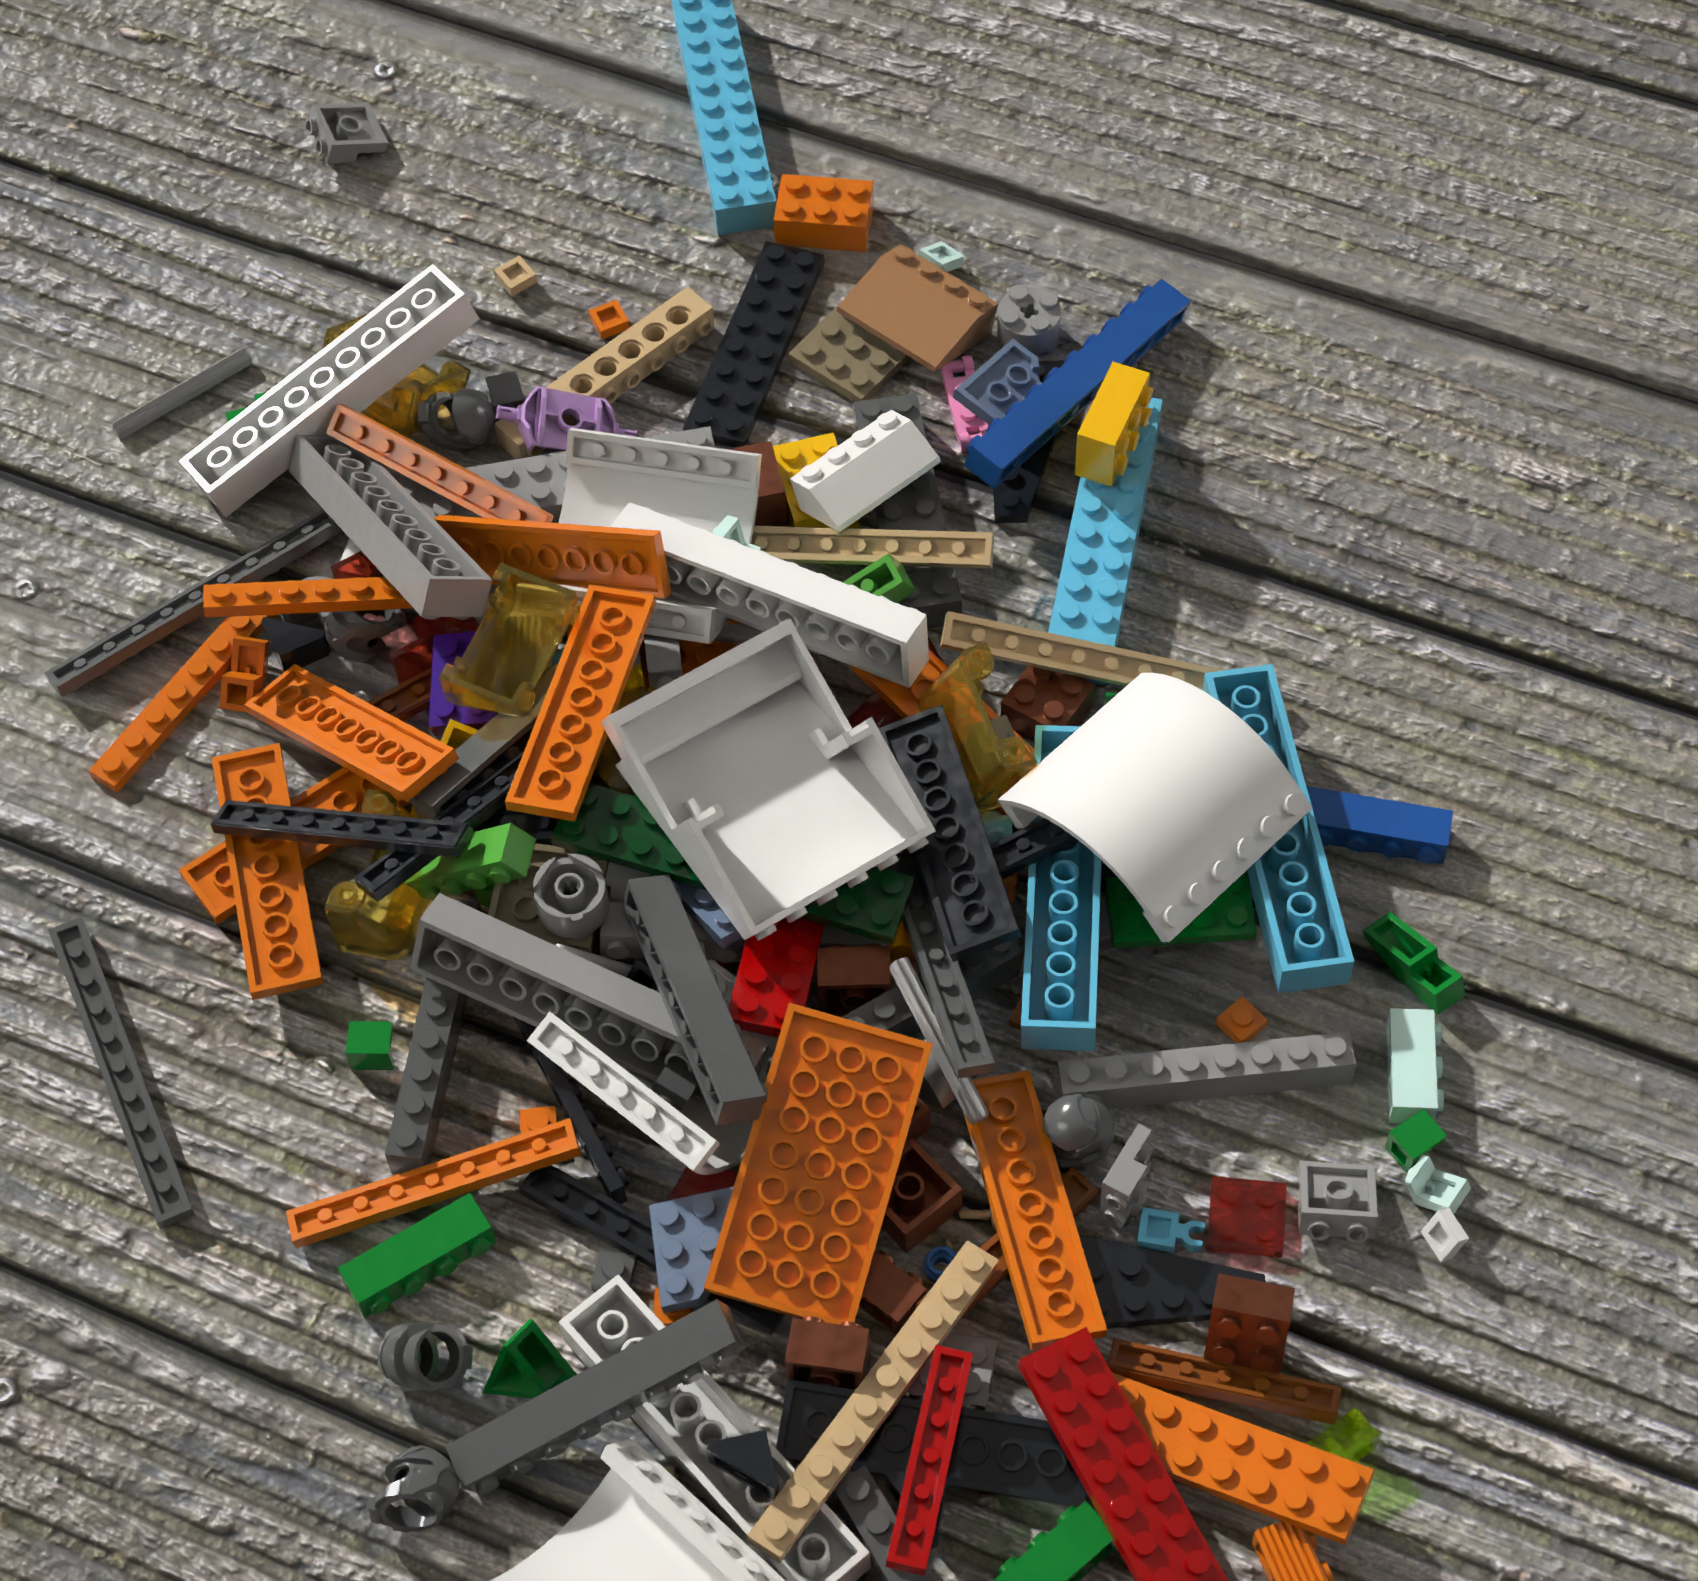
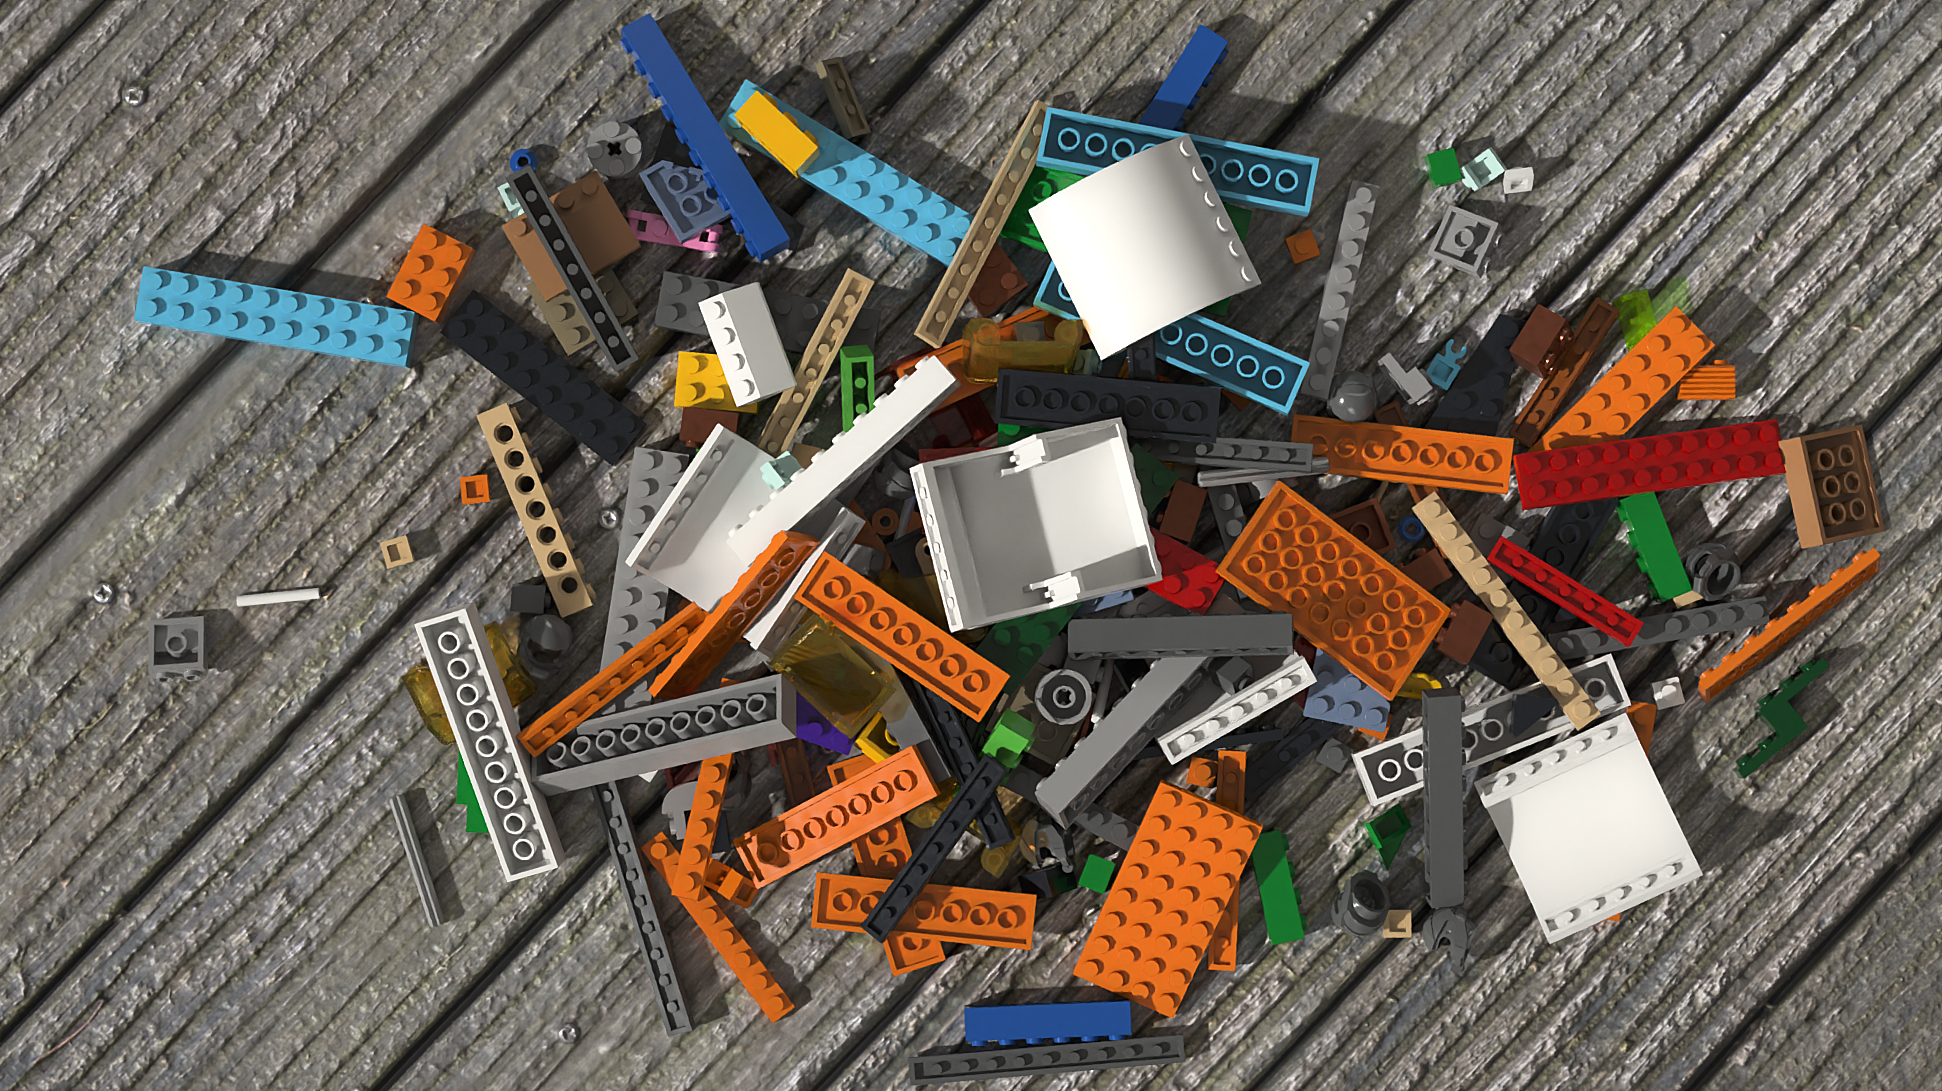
camera: 75 degrees left, 30 degrees up
(169, 1054) = (1047, 1020): none -> blue brick
(345, 999) = (1048, 882): none -> black slope
(361, 1121) = (1167, 898): none -> orange plate
(388, 969) = (1044, 833): none -> dark grey helmet
(414, 1421) = (1397, 924): none -> tan plate
(431, 199) = (277, 597): none -> white bar
(542, 422) = (579, 579): lavender plate -> none
(748, 1359) = (1416, 683): none -> yellow tile
(880, 302) = (572, 267): none -> dark grey brick
(979, 257) = (523, 153): none -> blue plate
(1186, 504) = (842, 98): none -> dark tan plate
(1246, 1216) = (1451, 306): clear red plate -> none
(1413, 1064) = (1385, 143): light aqua brick -> none
(1415, 962) = (1303, 105): green slope -> none

